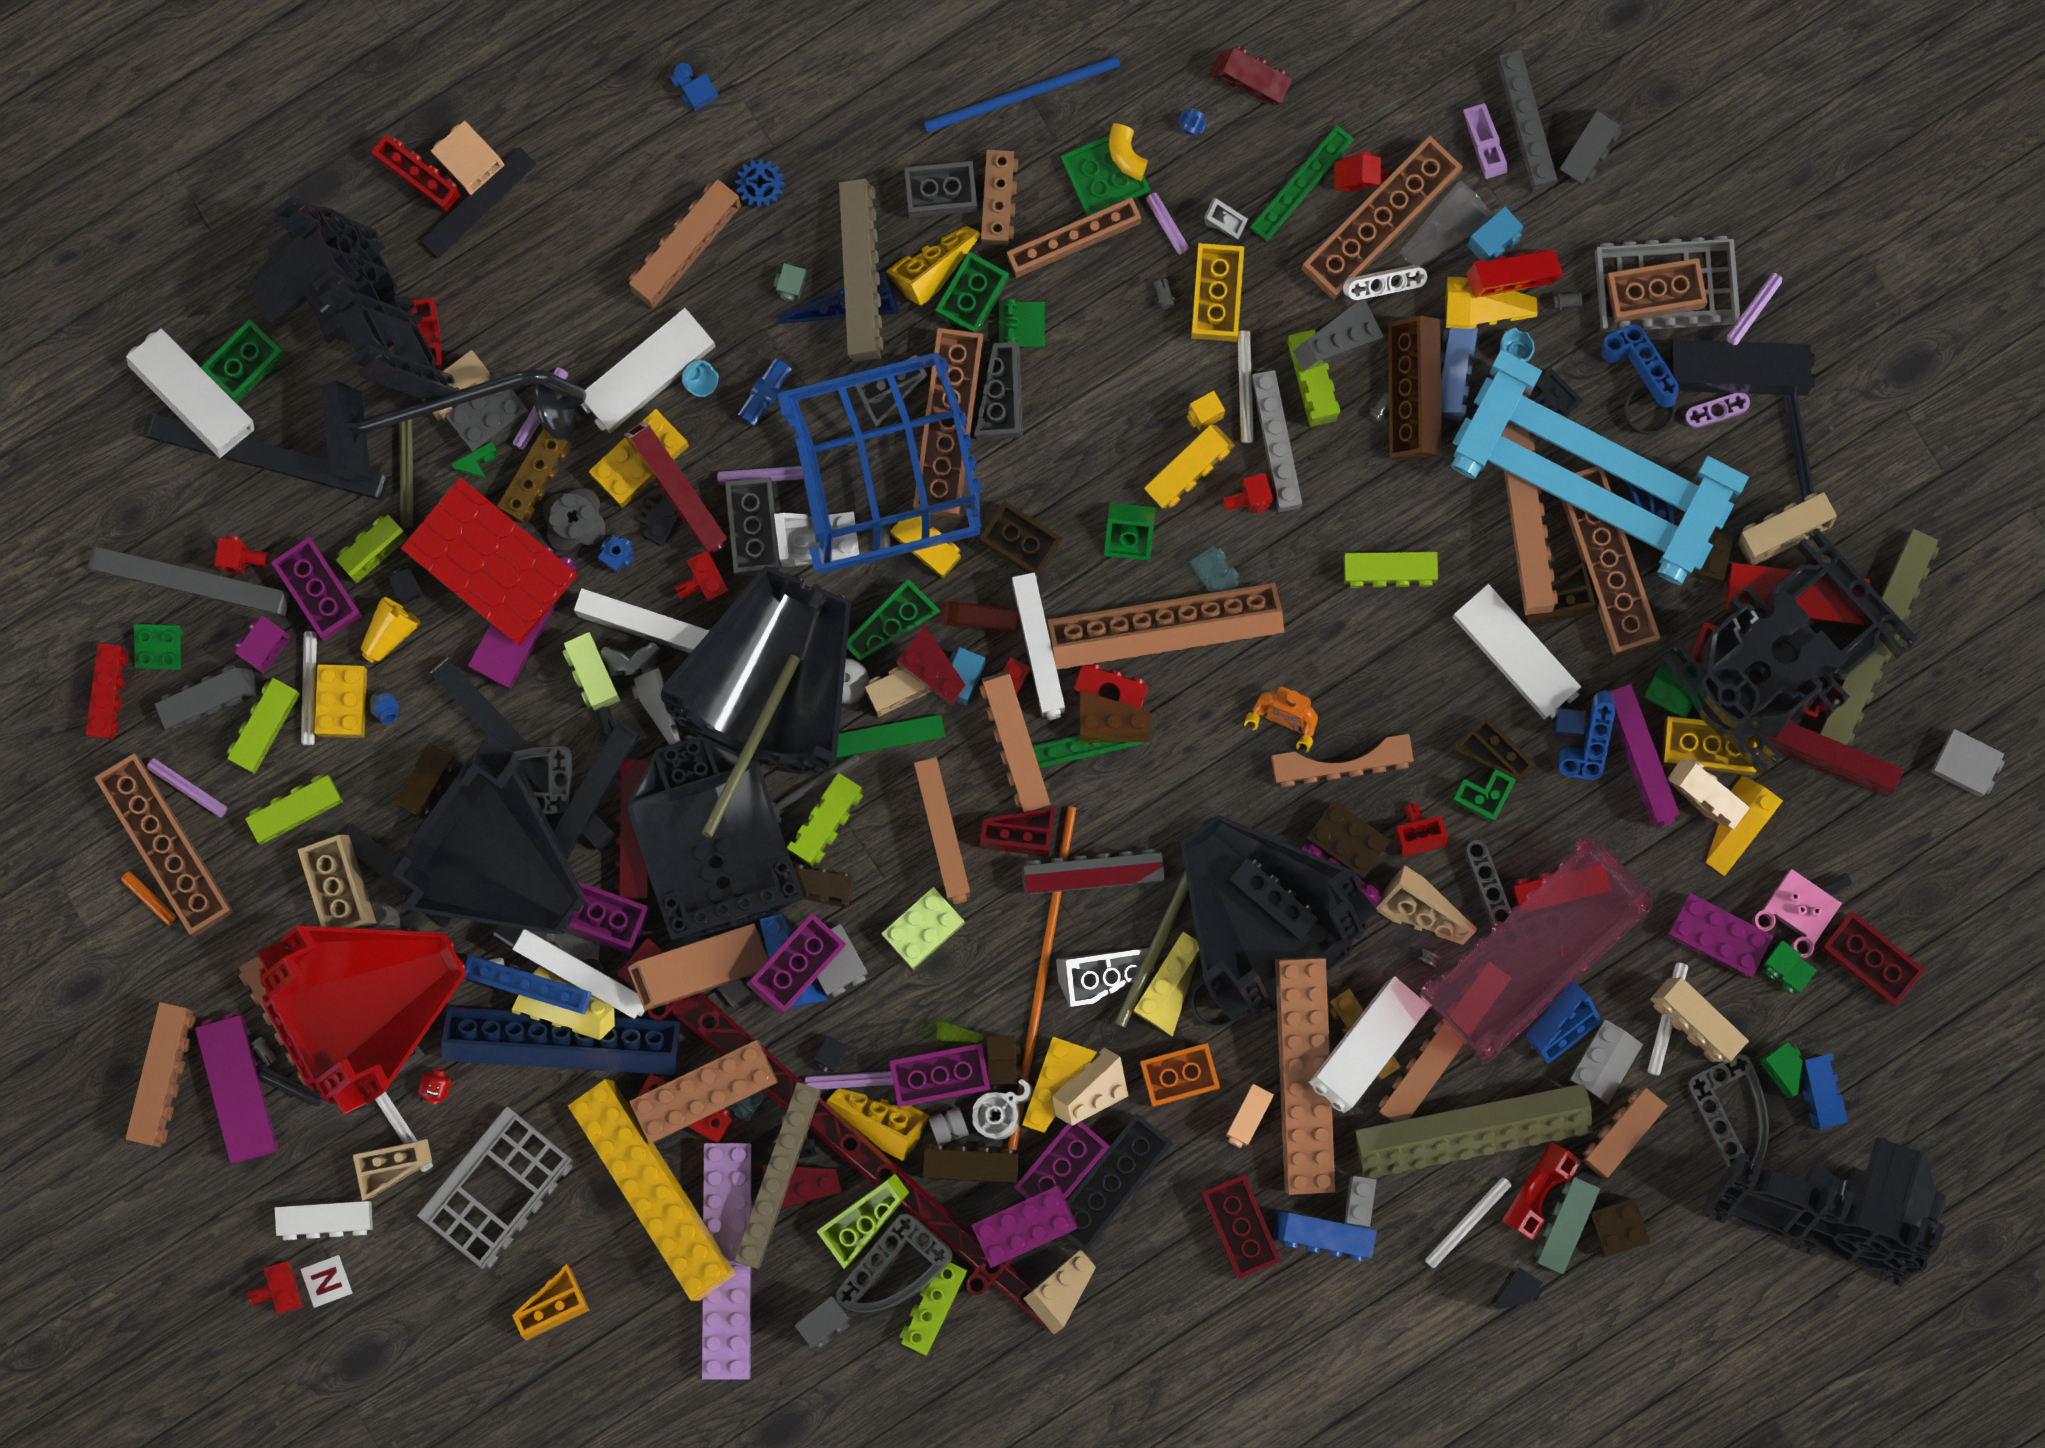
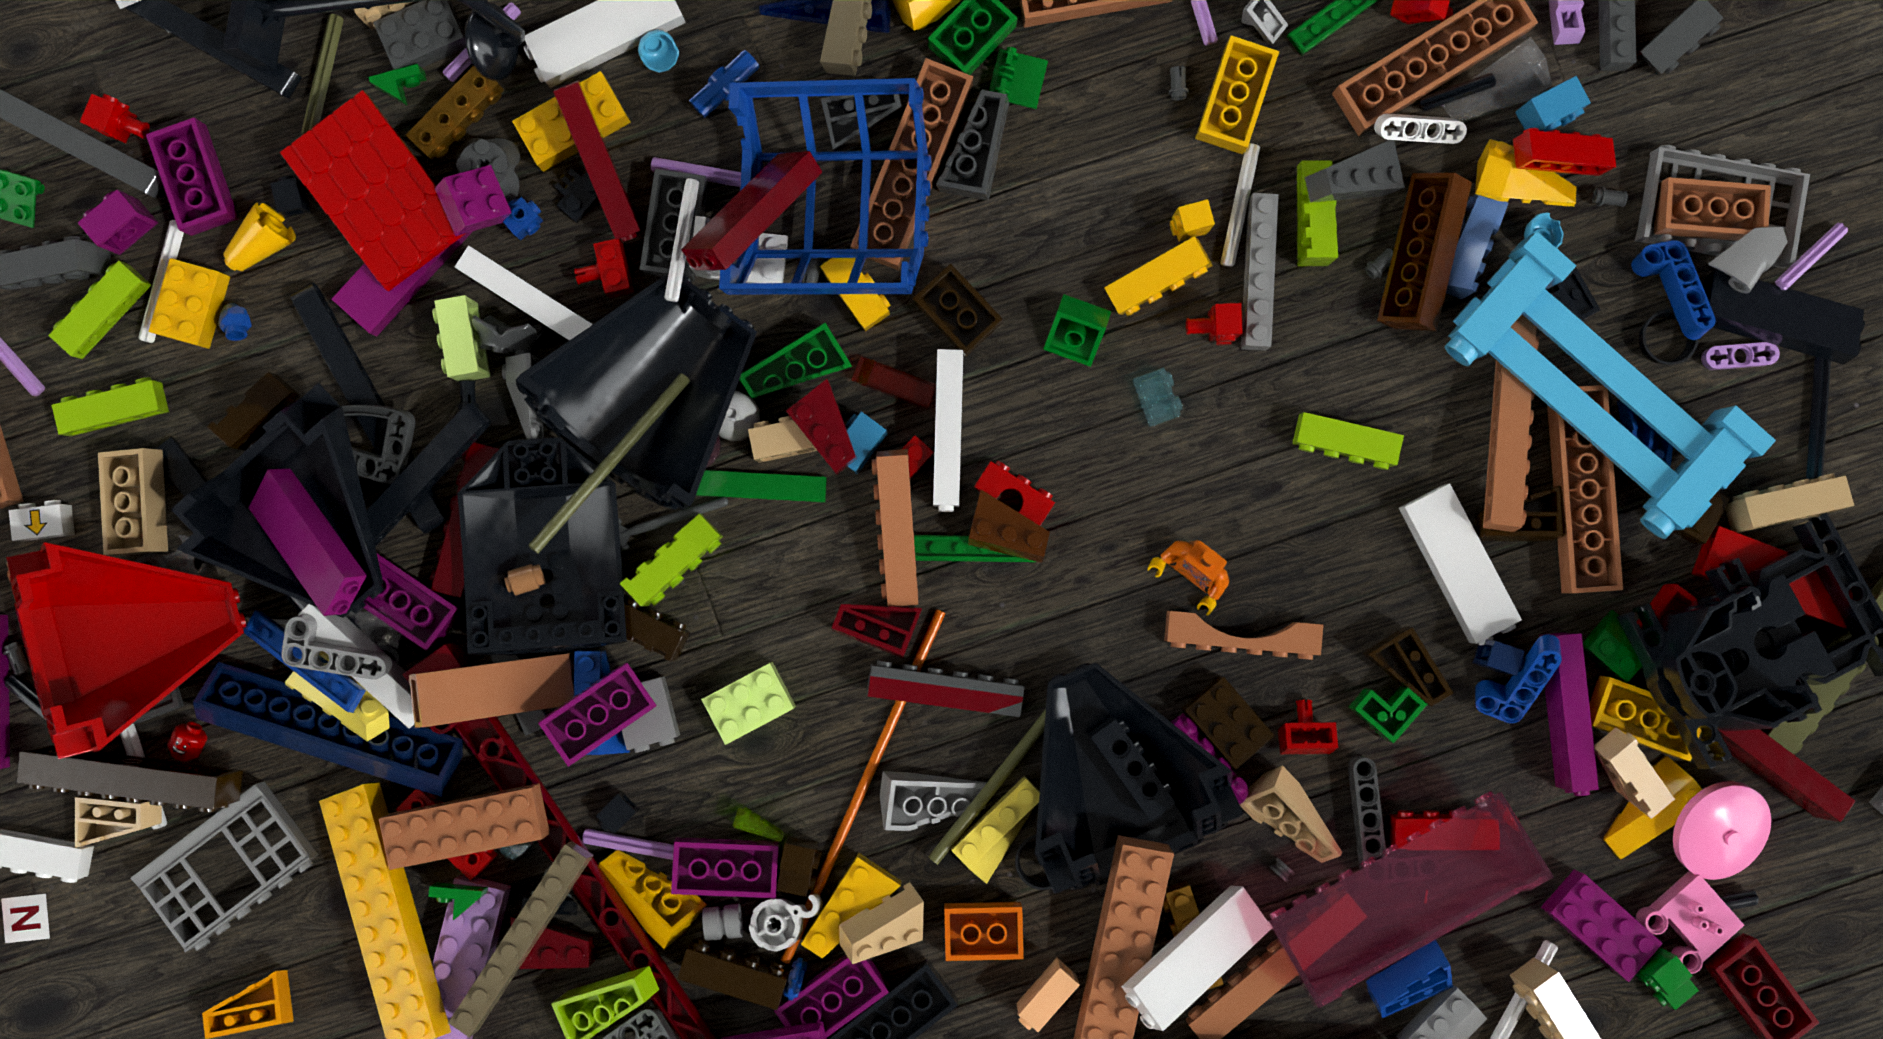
camera: 15 degrees right, 5 degrees up
(256, 925) = (41, 522): none -> white brick
(371, 548) = (258, 149): lime slope -> none
(404, 1122) = (131, 778): none -> dark brown brick
(508, 876) = (307, 542): none -> magenta brick
(560, 965) = (336, 653): none -> light grey beam
(577, 548) = (473, 200): none -> magenta brick
(700, 866) = (524, 579): none -> medium nougat brick
(720, 1152) = (464, 895): none -> green slope
(766, 537) = (681, 239): none -> white axle
(823, 497) = (751, 211): none -> dark red brick
(942, 830) = (794, 604): nougat brick -> none
(1025, 1157) = (795, 979): none -> blue axle
(1166, 626) = (1091, 443): nougat brick -> none
(1410, 241) = (1458, 91): none -> black axle
(1696, 324) = (1751, 256): none -> light grey panel
(1801, 826) = (1722, 830): none -> bright pink dish

